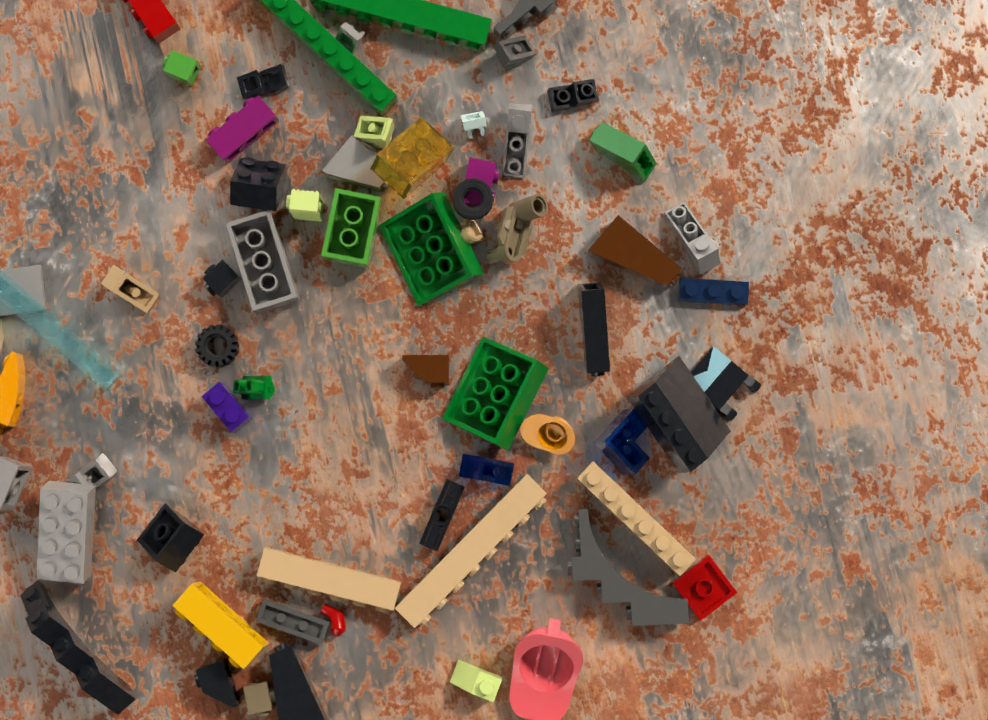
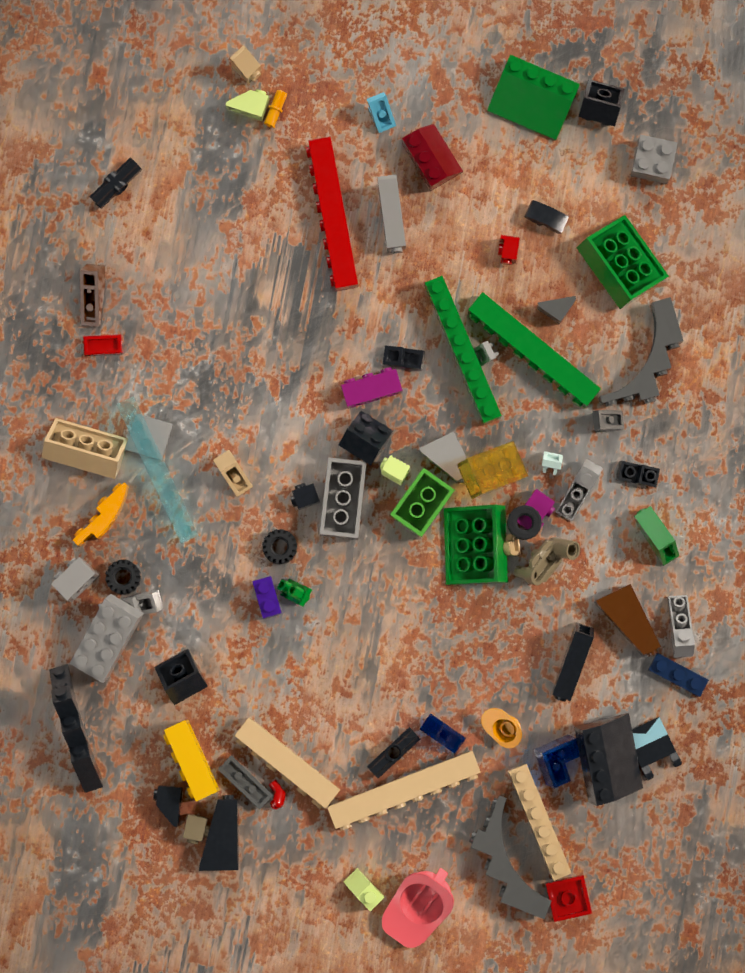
camera: 30 degrees right, 0 degrees up
(45, 449) = (123, 565): none -> black tyre
(181, 68) = (345, 319): bright green brick -> none
(375, 131) = (472, 435): yellowish green slope -> none
(429, 368) = (434, 637): reddish brown slope -> none
(495, 393) = (475, 678): green slope -> none

